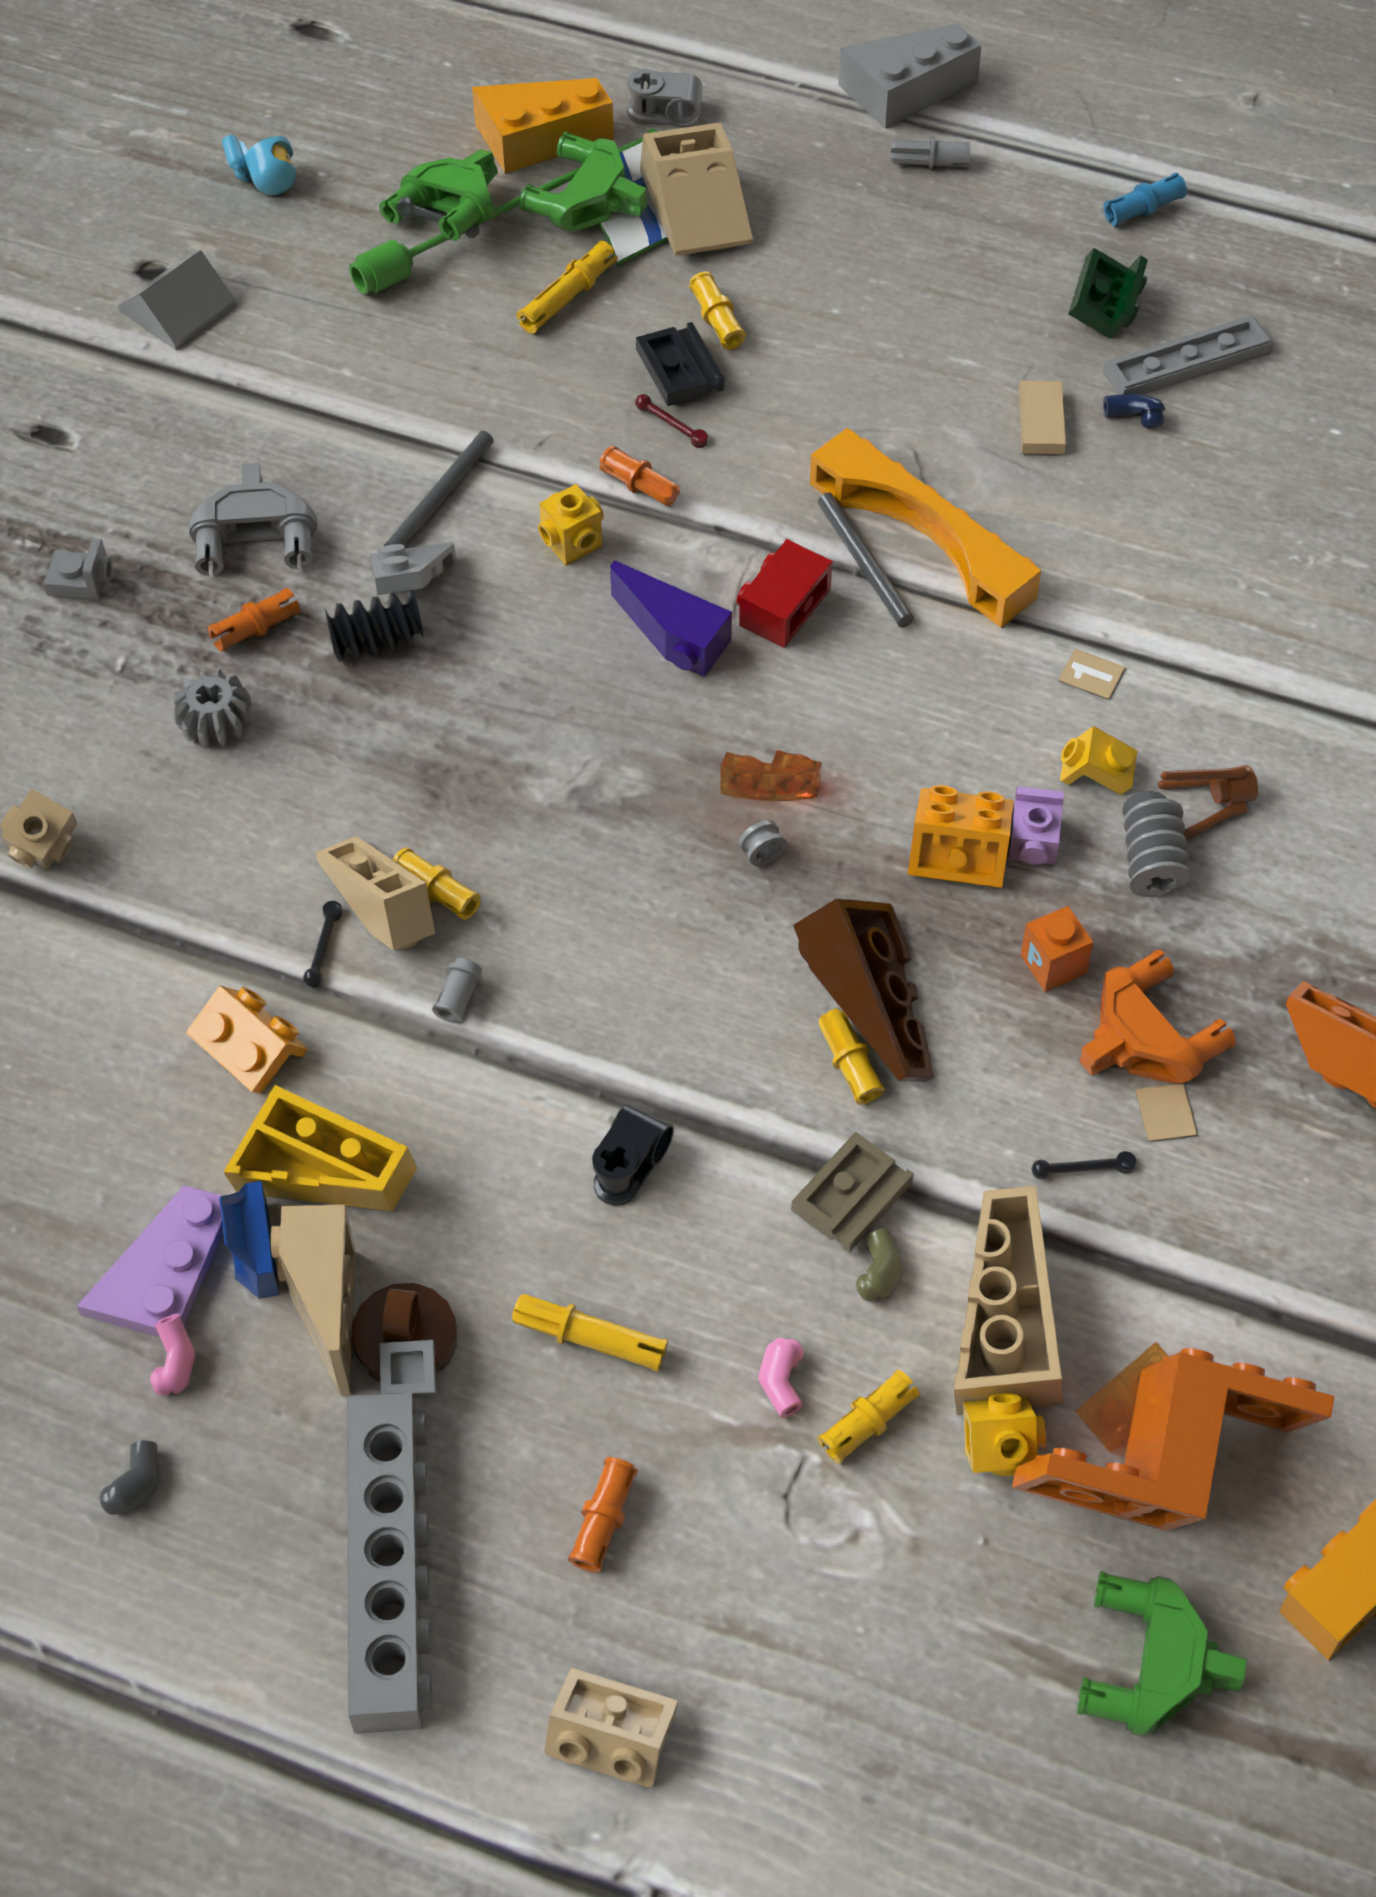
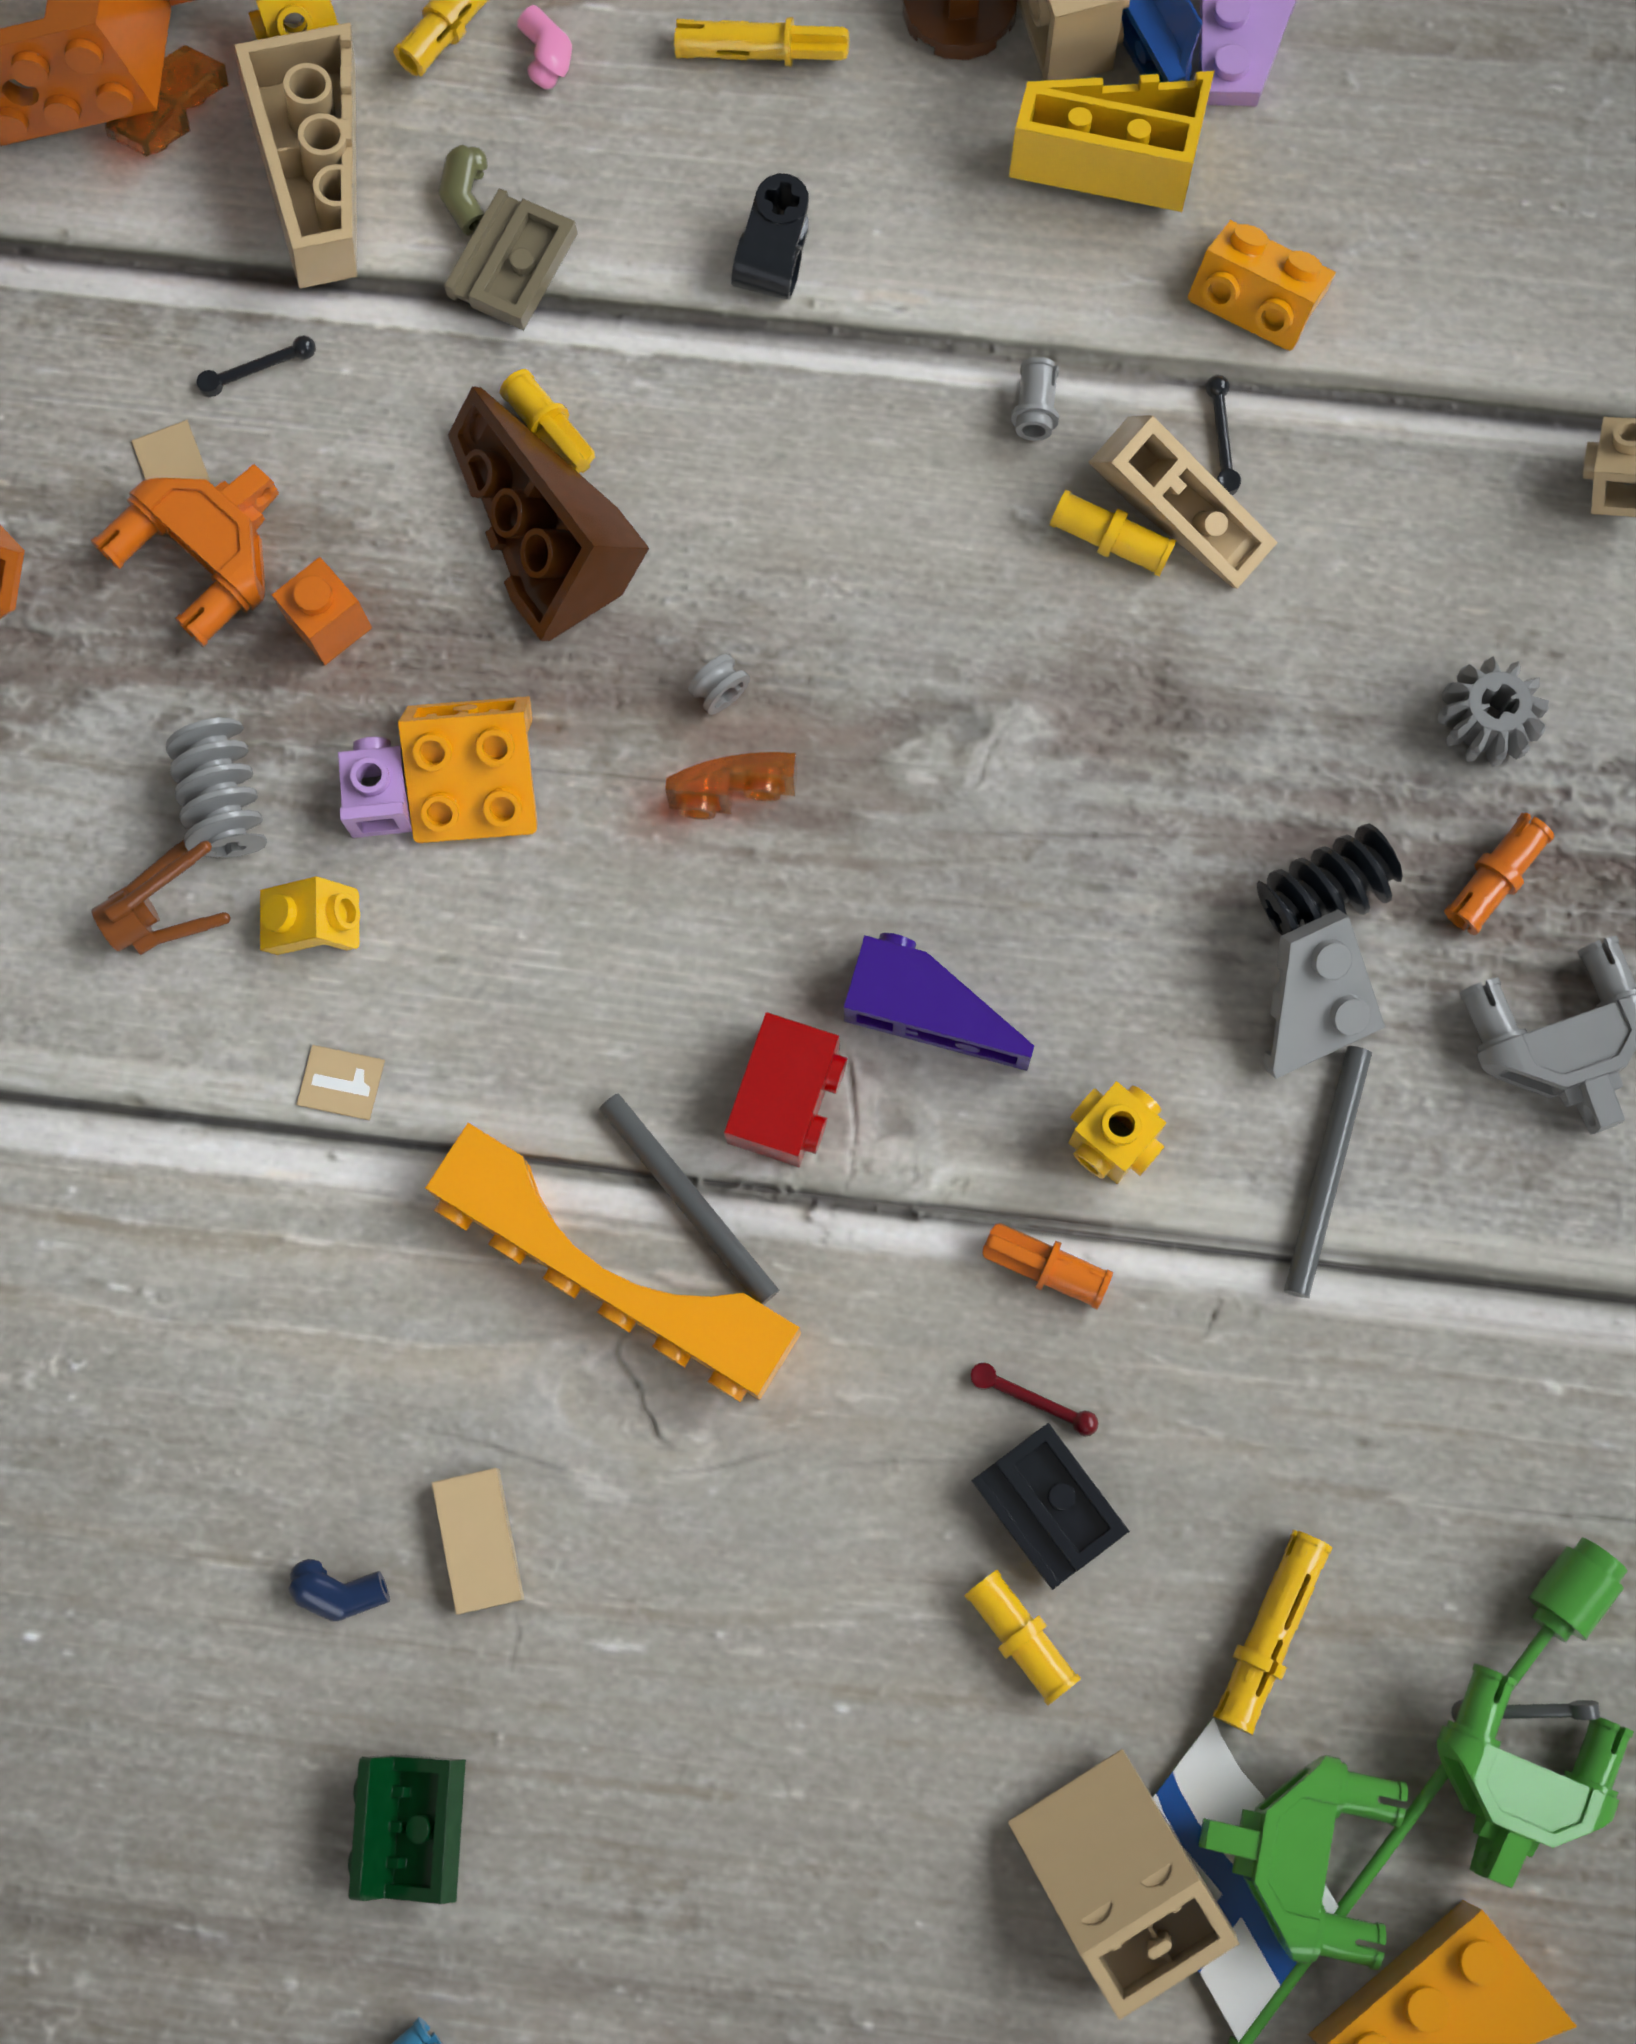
camera: 170 degrees right, 20 degrees up
(1188, 357) = (268, 1732): light grey tile -> none

